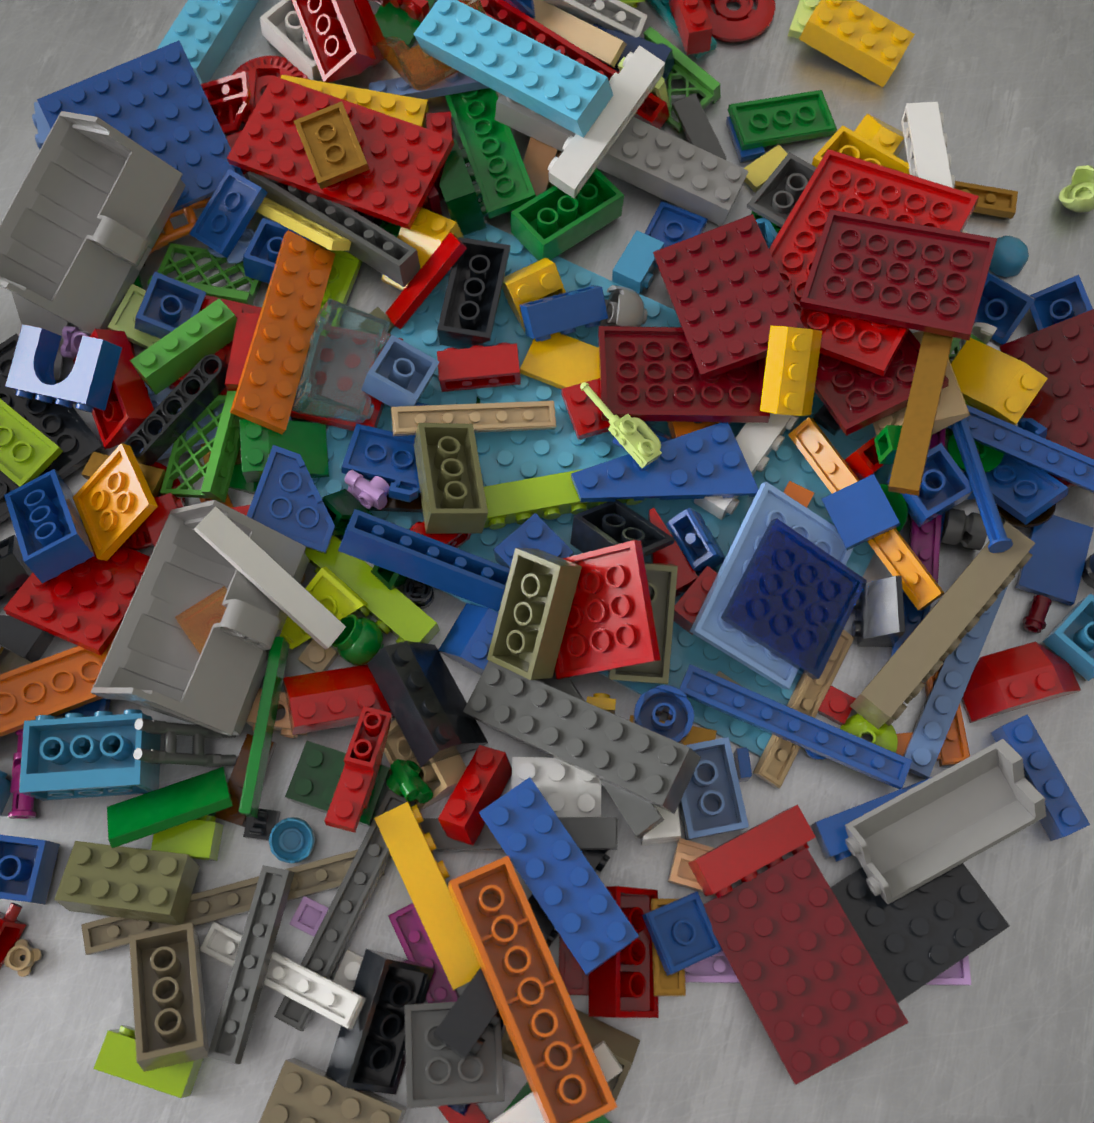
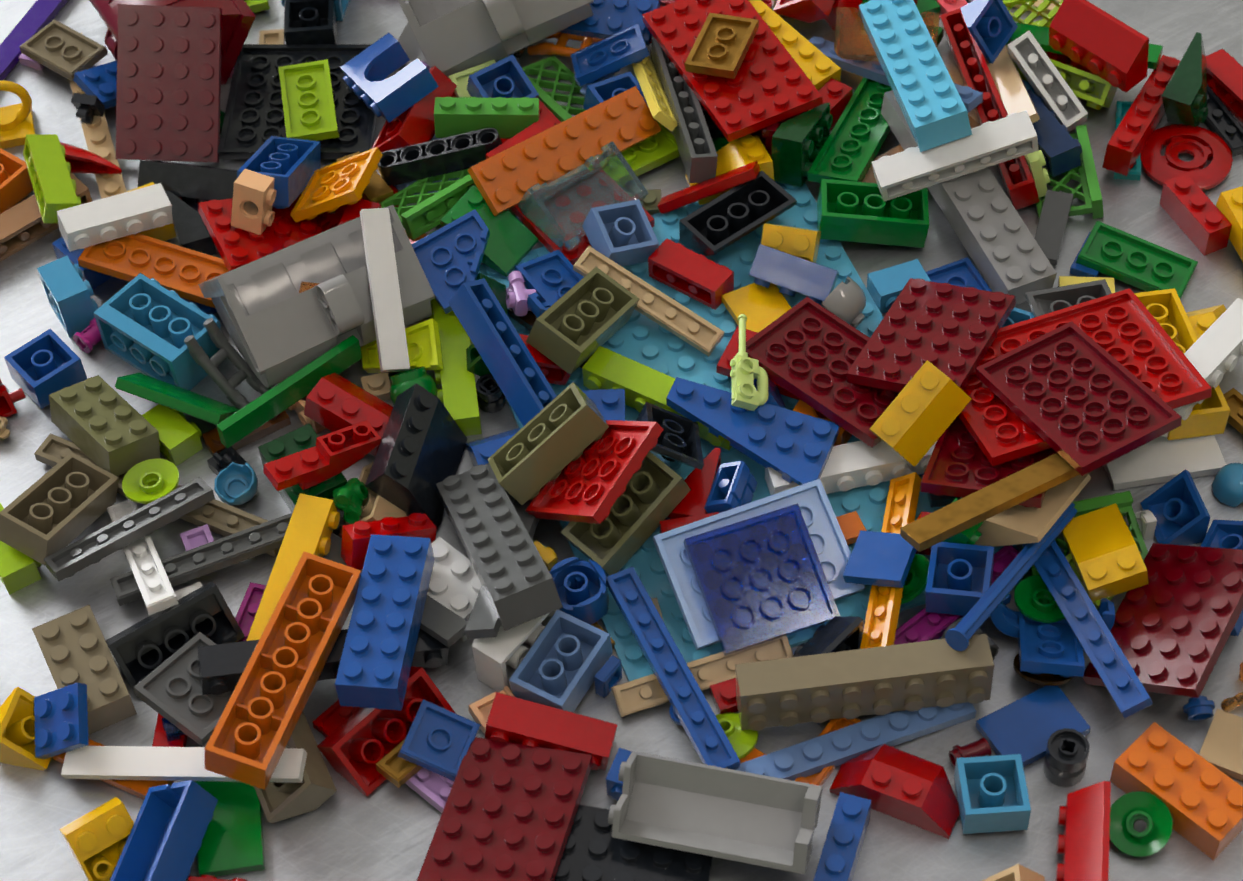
camera: 40 degrees right, 20 degrees down
(63, 577) = (253, 202): none -> light nougat brick
(210, 899) = (150, 480): none -> lime dish
(788, 50) = (1195, 214): none -> red brick

